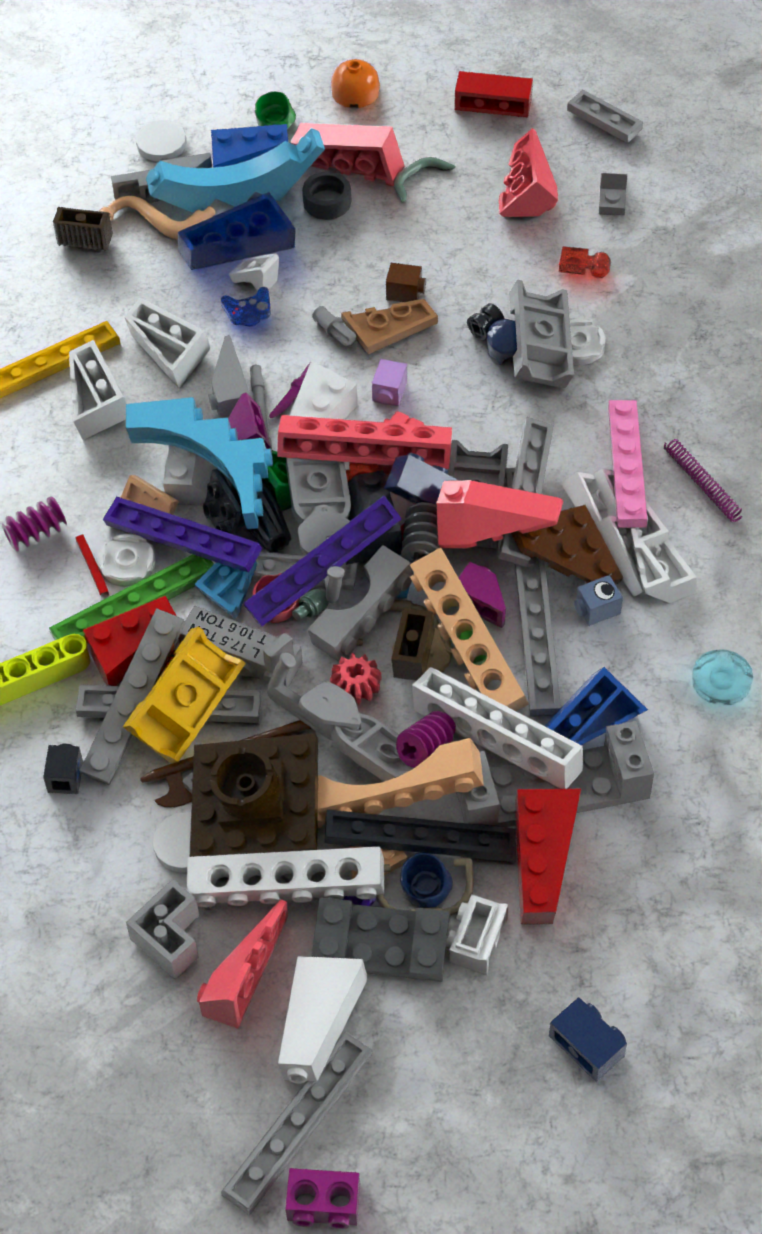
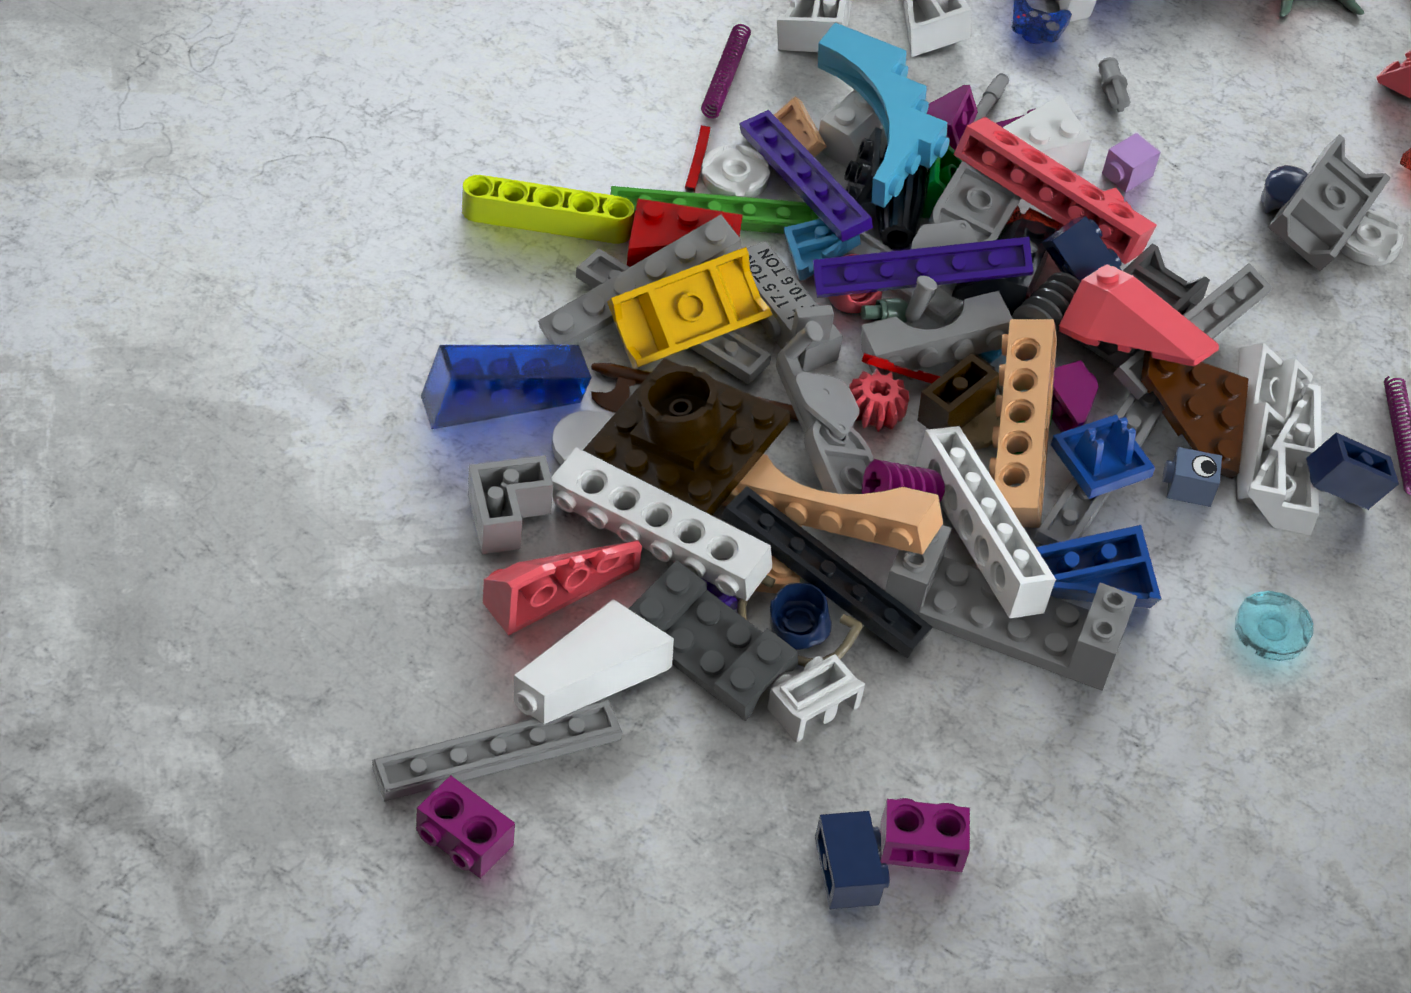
camera: 25 degrees right, 5 degrees down
(34, 523) = (668, 89): magenta piece -> none
(56, 485) = (720, 70): none -> magenta piece
(63, 769) = (521, 309): black brick -> none
(92, 837) = (501, 381): none -> clear blue wedge
(227, 380) = (964, 67): light grey slope -> none
(370, 640) = (885, 364): none -> red piece
(386, 326) = (1166, 113): medium nougat wing -> none
(404, 282) = (1220, 84): reddish brown brick -> none
(480, 322) = (1271, 158): black wheel -> none
(535, 626) = (1103, 455): none -> blue plate
(543, 841) = (949, 650): red wedge -> none
(626, 992) = (924, 843): none -> magenta brick
(627, 464) = (1328, 371): bright pink plate -> none
(697, 532) = (1352, 471): none -> dark blue brick

